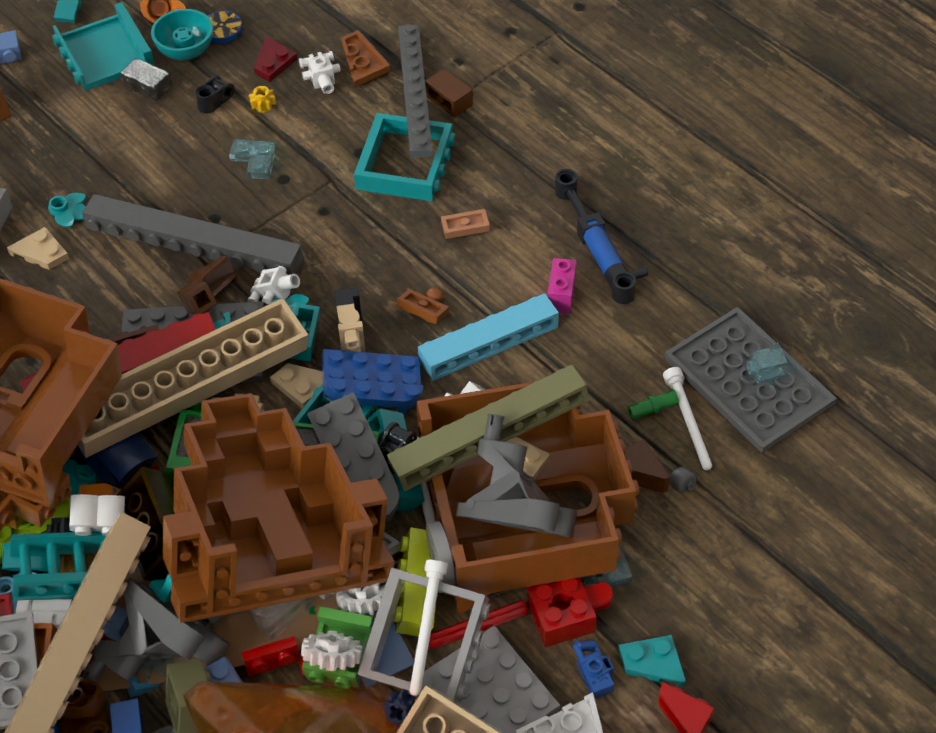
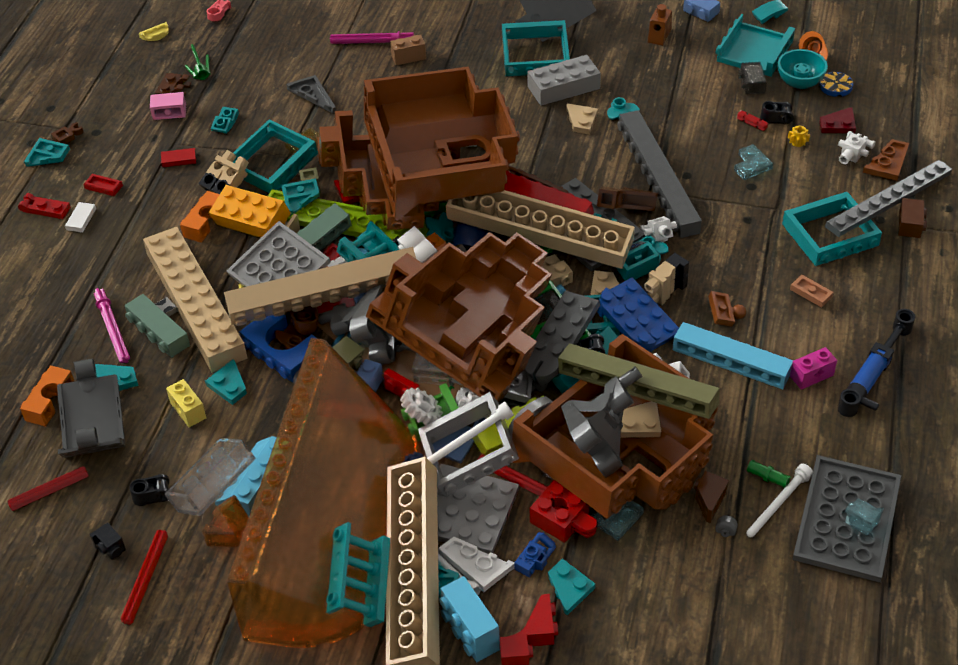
camera: 55 degrees right, 5 degrees down
(200, 118) = (752, 120): none -> red axle

